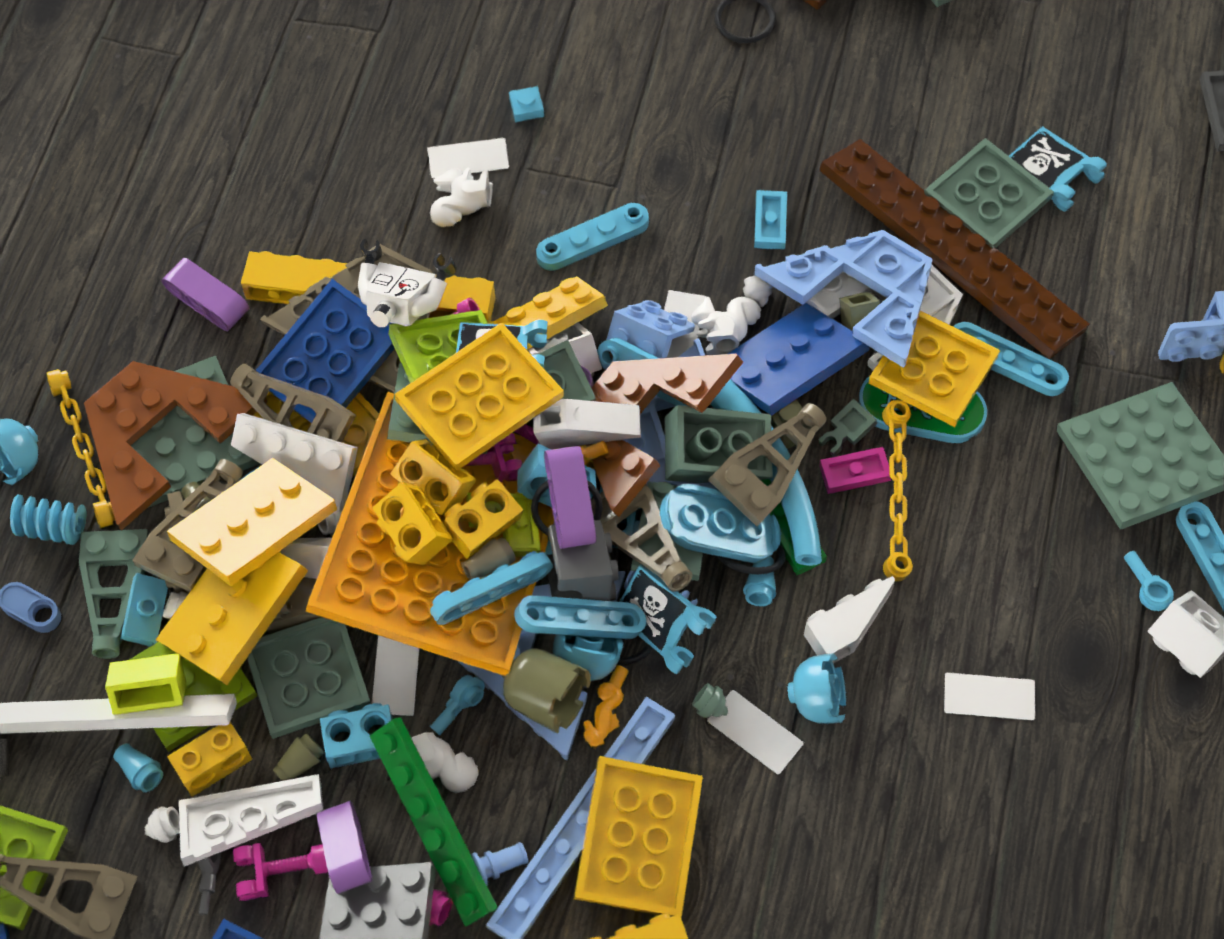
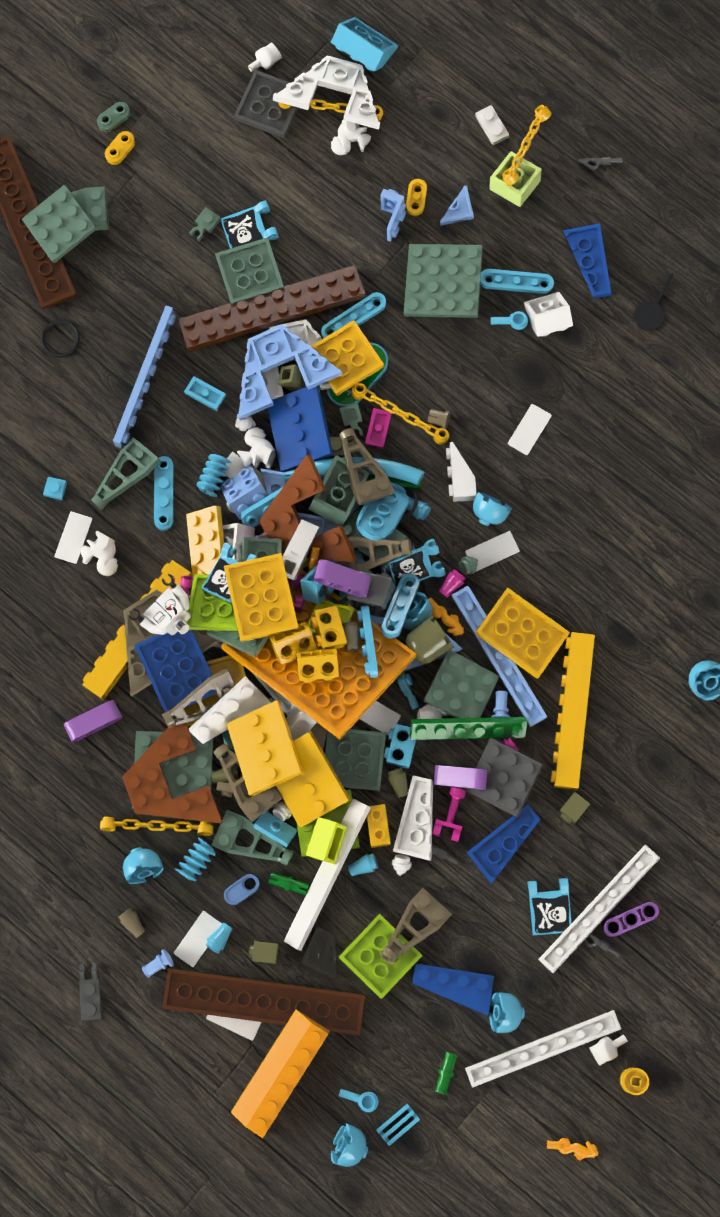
camera: 60 degrees left, 15 degrees up
(64, 668) = (289, 883): none -> green pin
(498, 781) = (460, 687): none -> sand green plate
(626, 183) = (138, 455): none -> sand green plate
(653, 280) = (212, 474): none -> medium azure piece
(670, 691) = (452, 583): none -> dark pink cone
(749, 134) = (142, 383): none -> light blue plate
(924, 554) = (441, 420): none -> dark tan bush
(1025, 111) = (206, 222): none -> sand green plate

